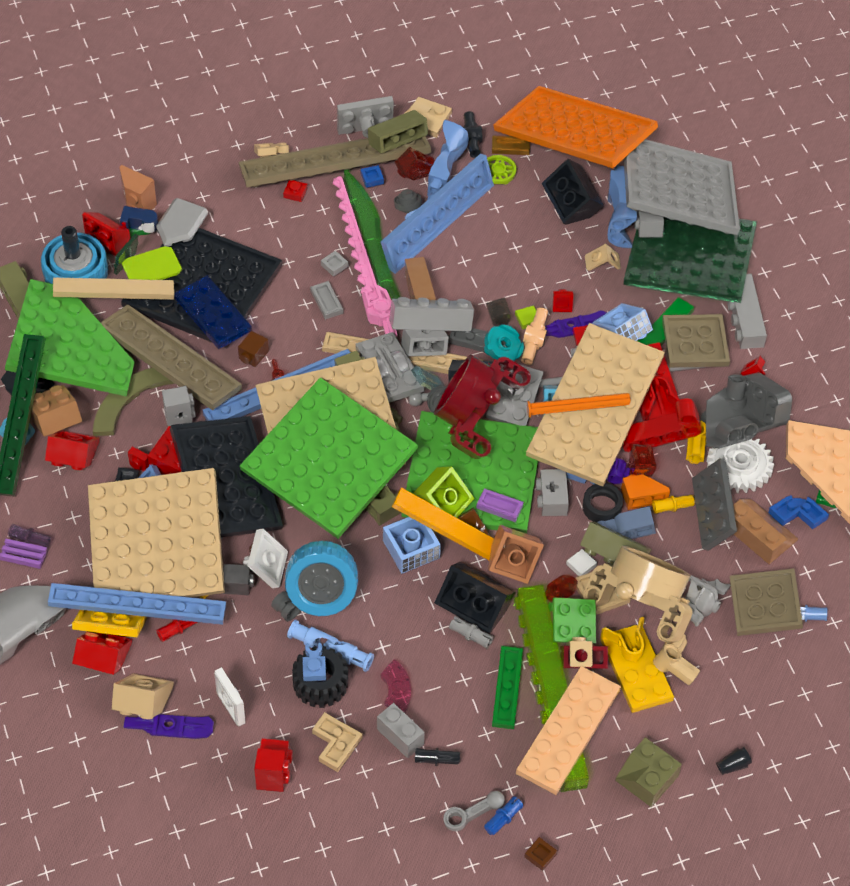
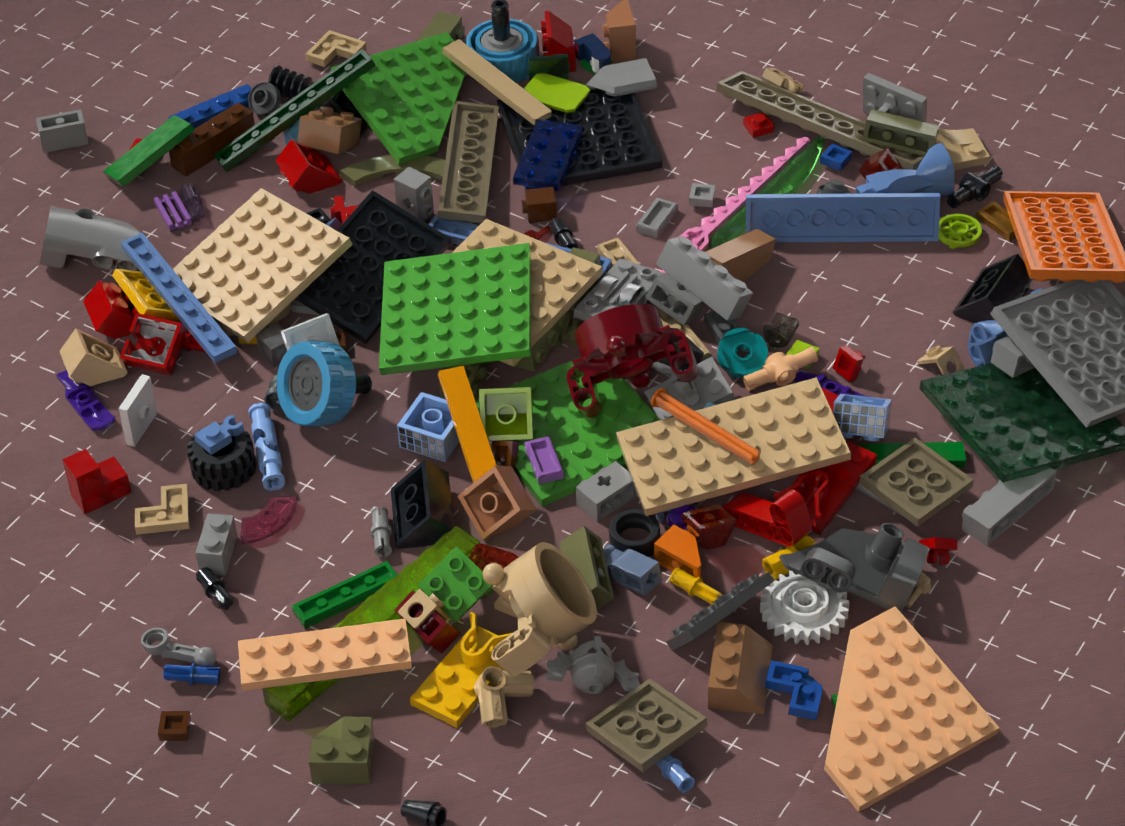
camera: 55 degrees right, 10 degrees down
(175, 642) = (148, 332): none -> red piece
(293, 358) = (562, 234): none -> black axle

